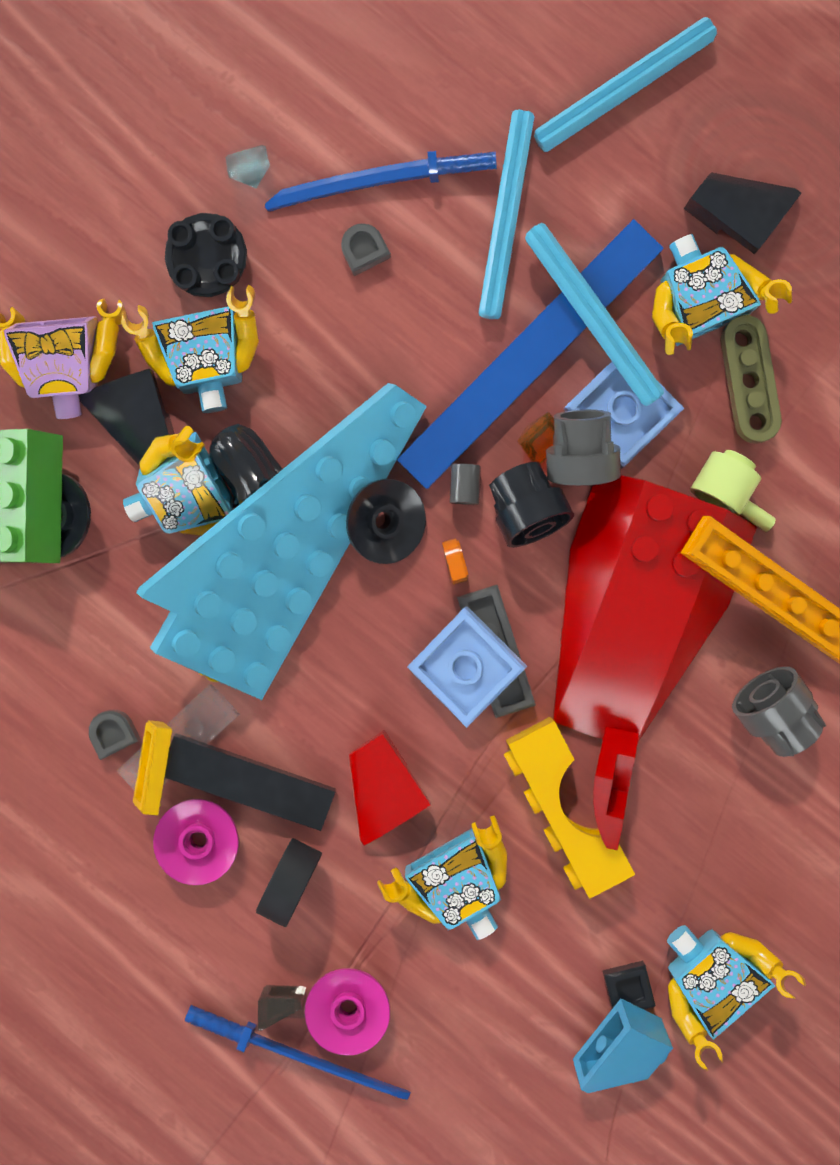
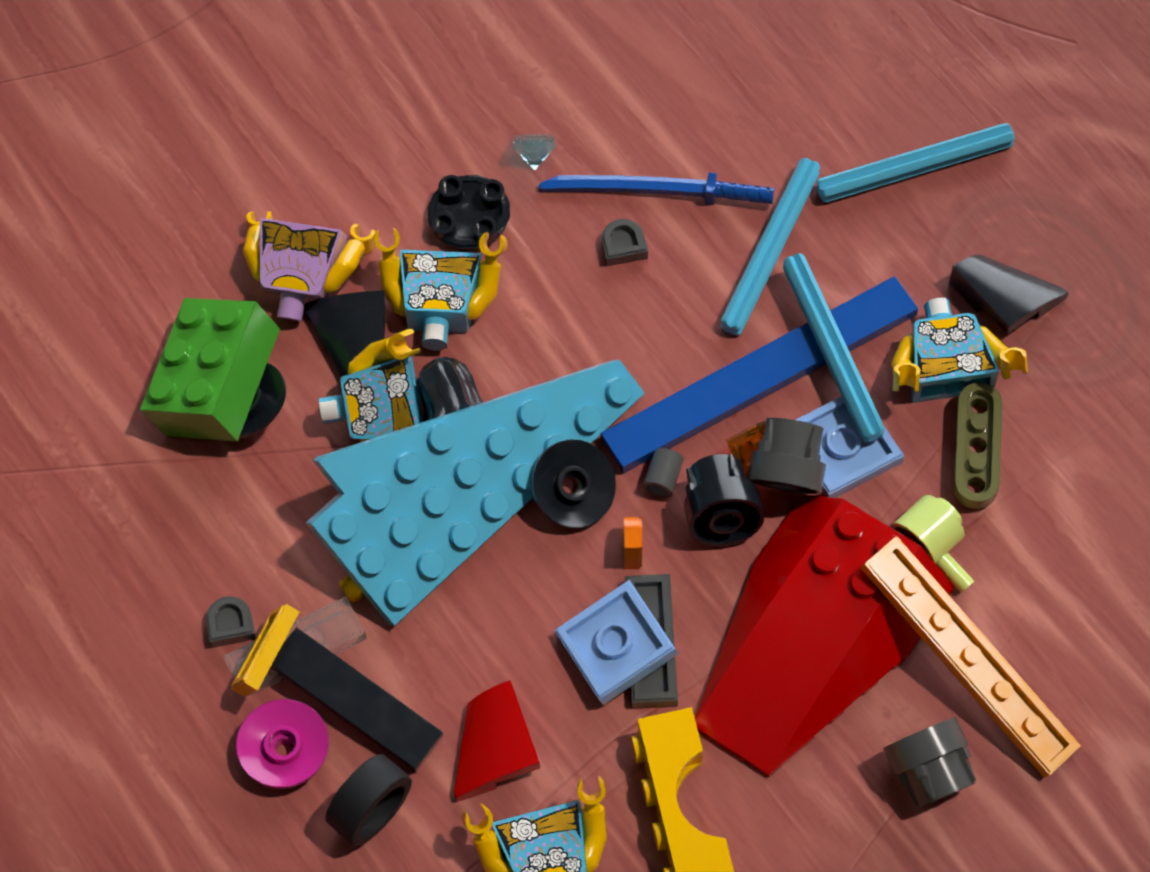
camera: 15 degrees right, 25 degrees down
(613, 783) = (737, 785): red slope -> none

